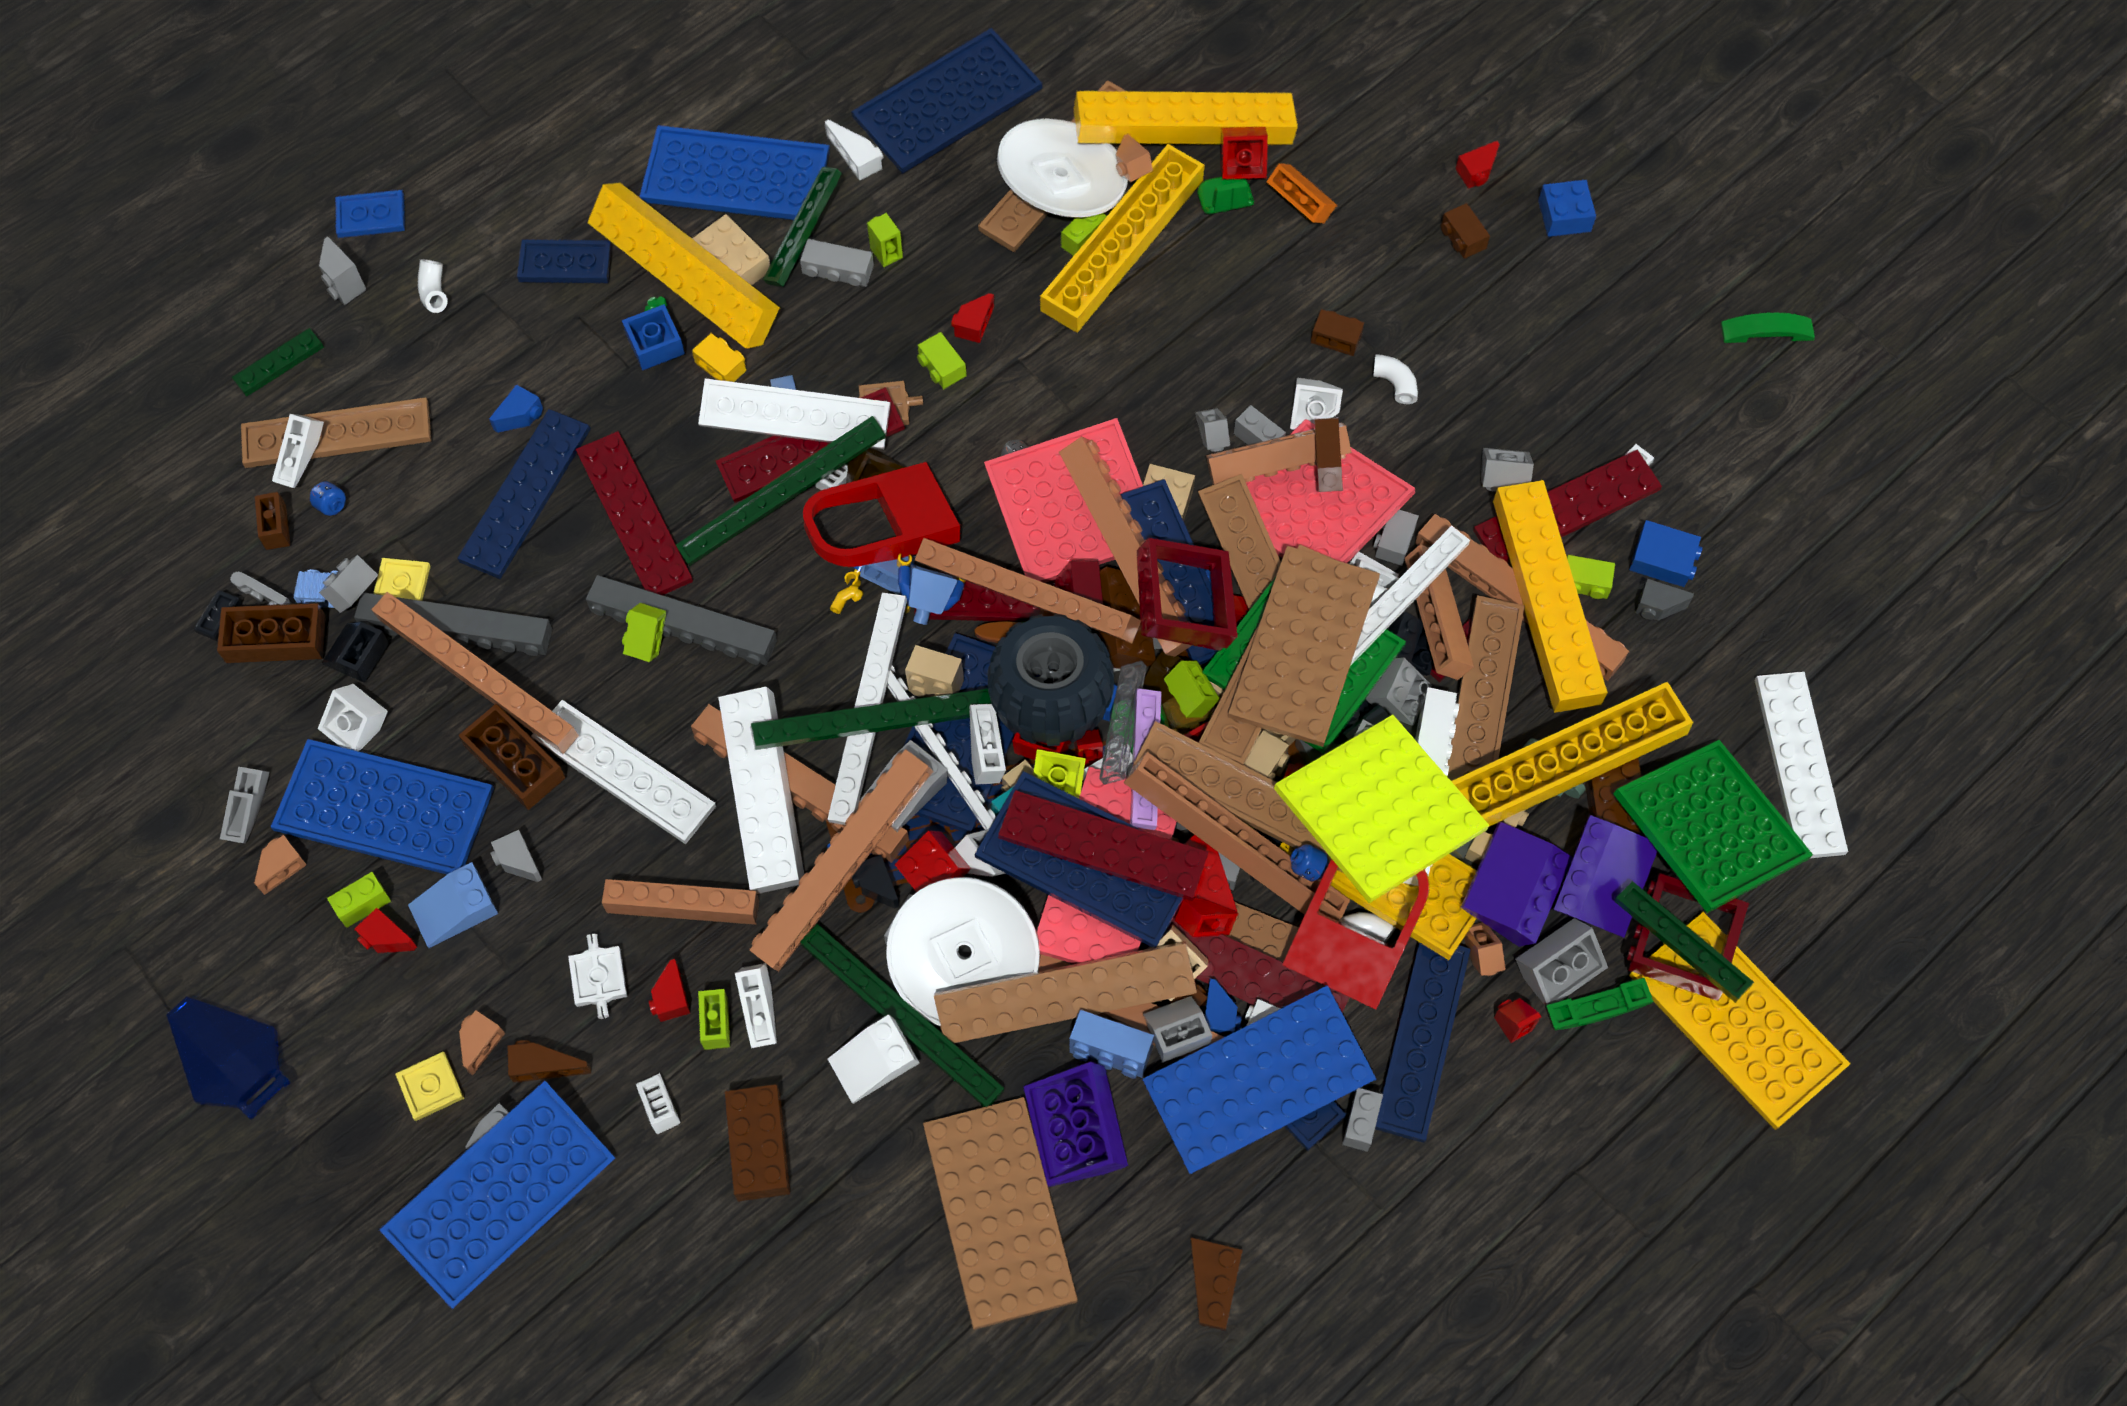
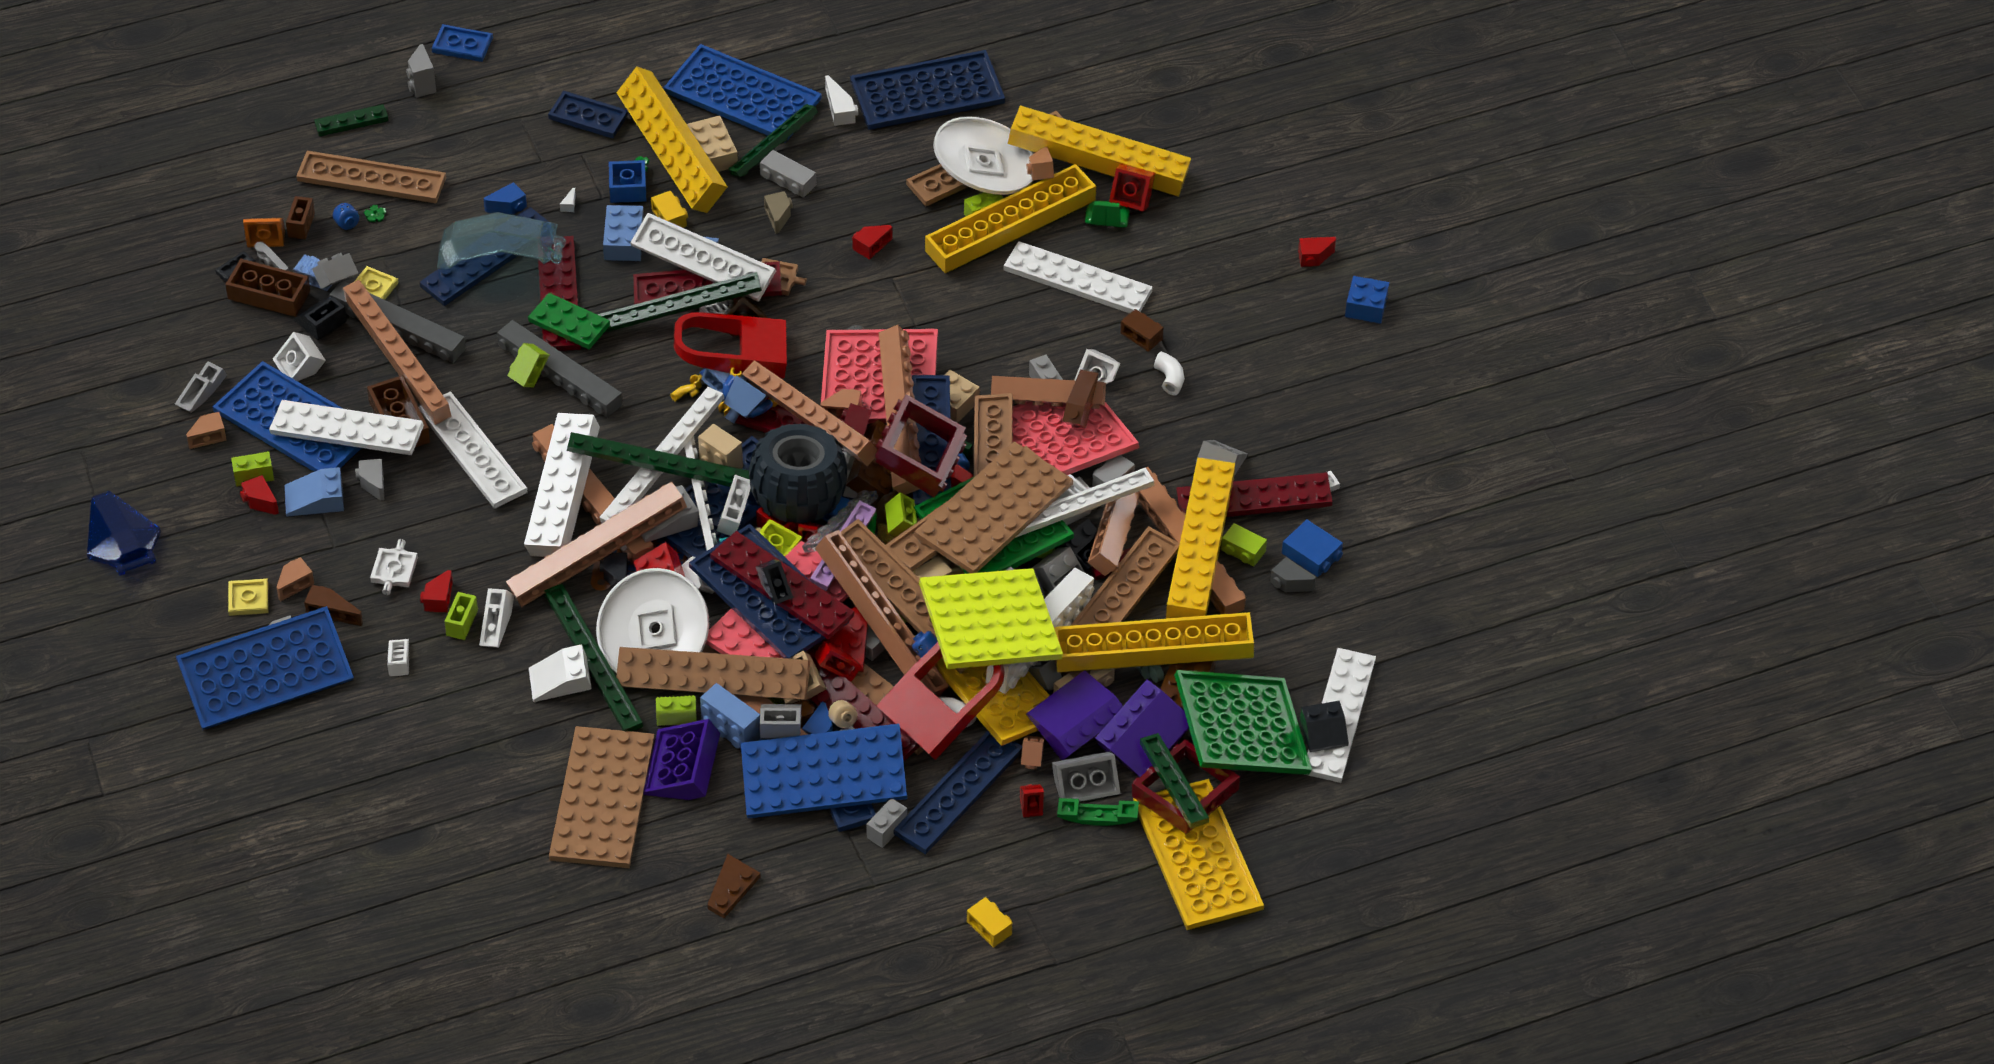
camera: 20 degrees right, 15 degrees down
(234, 554) = (267, 230): none -> orange slope
(296, 449) = (338, 176): white slope -> none
(361, 481) = (375, 213): none -> green plant
(430, 285) = (483, 101): white cylinder -> none
(456, 802) = (346, 427): none -> white plate
(535, 469) = (497, 234): none -> clear light blue windscreen
(592, 388) = (568, 202): none -> white piece
(666, 552) = (569, 321): none -> green plate
(677, 407) = (620, 228): none -> medium blue brick
(680, 901) = (473, 540): nougat brick -> none
(757, 1143) = (454, 699): reddish brown brick -> none
(846, 314) = (778, 209): none -> dark tan slope
(884, 239) = (829, 167): lime brick -> none
(941, 360) = (832, 260): lime brick -> none
(1037, 1055) = (675, 710): none -> lime brick
(1051, 558) = (836, 403): none -> nougat slope
(1099, 850) = (774, 581): none -> black slope
(1213, 429) = (1012, 364): light grey slope -> none
(1231, 288) = (1077, 278): none -> white plate
(1247, 991) = (842, 714): none -> tan head
(1301, 193) = (1164, 228): orange brick -> none
(1465, 231) = (1278, 291): reddish brown brick -> none
(1548, 1213) = (989, 922): none -> yellow brick
(1767, 325) = (1483, 424): green slope -> none
(1804, 794) = (1324, 726): none -> black slope

